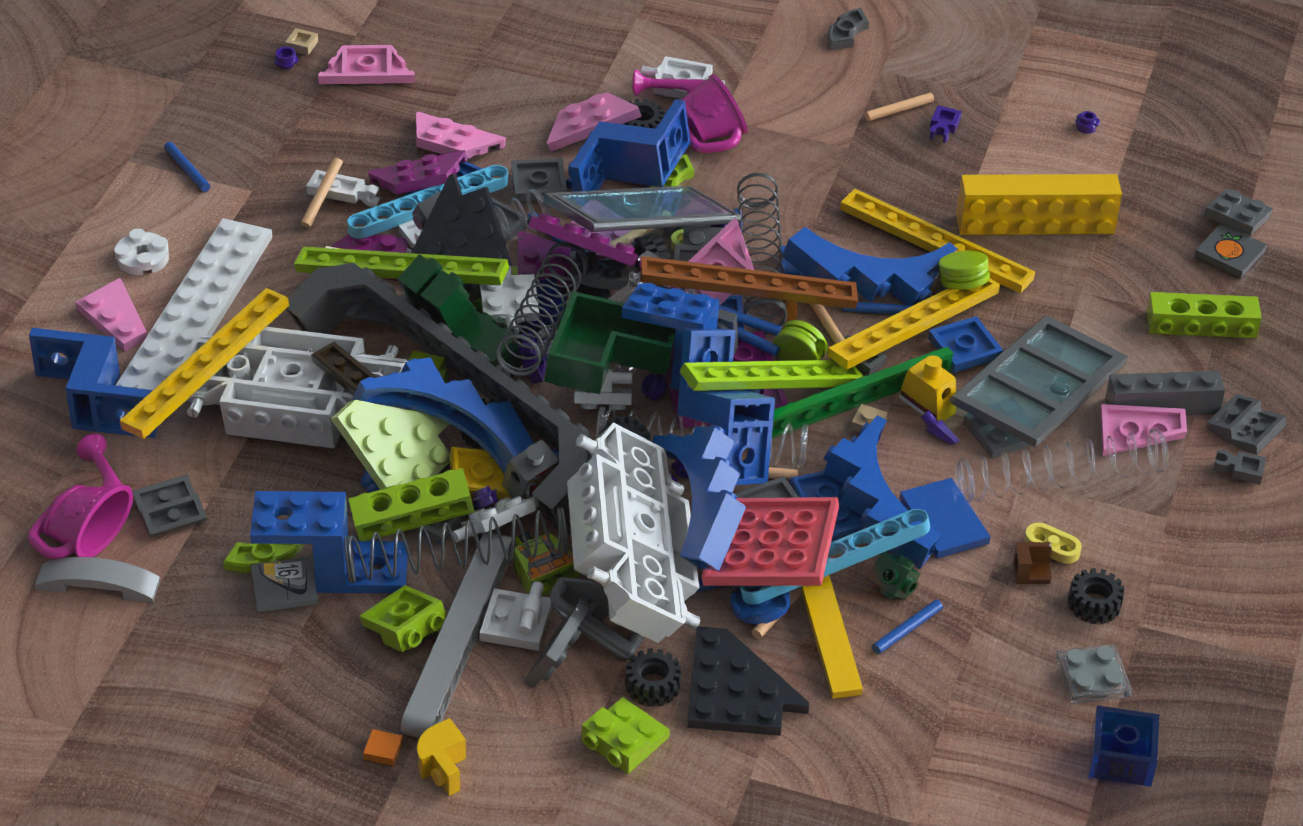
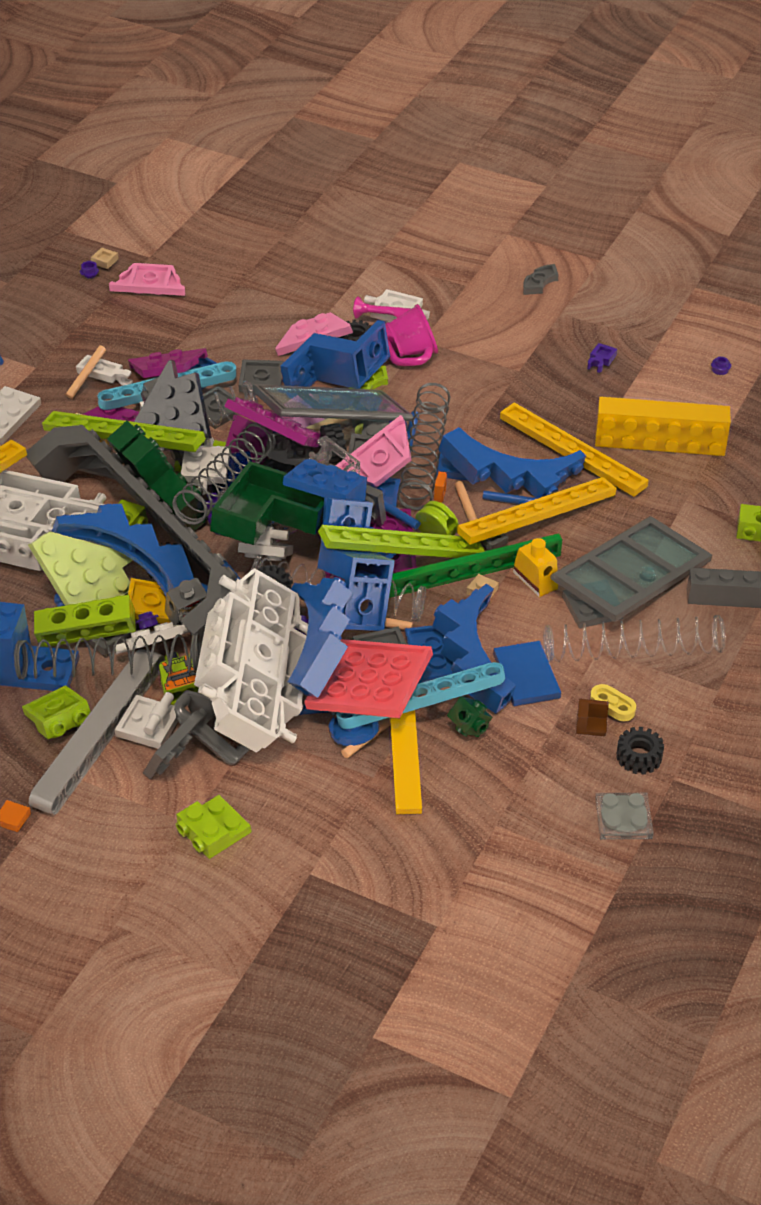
camera: 10 degrees right, 0 degrees up
(341, 366) = (51, 503): dark brown tile -> none
(438, 753) = (53, 824): yellow brick -> none
(446, 136) = (197, 336): bright pink wing -> none
(653, 690) = (248, 792): black tyre -> none
(654, 386) = (311, 545): dark purple plate -> none
(737, 688) = (316, 797): black wing -> none
(748, 282) = (401, 467): dark orange plate -> none
(754, 322) = (396, 497): blue bar -> none
(899, 106) = (568, 342): light nougat bar -> none
(907, 626) = (473, 760): blue bar -> none
(939, 429) = (538, 599): dark purple bar -> none
(964, 270) = (587, 473): lime head -> none
(968, 341) = (578, 532): blue plate -> none
(1122, 419) = (734, 612): bright pink wing -> none
(1124, 746) = (633, 880): clear blue brick -> none

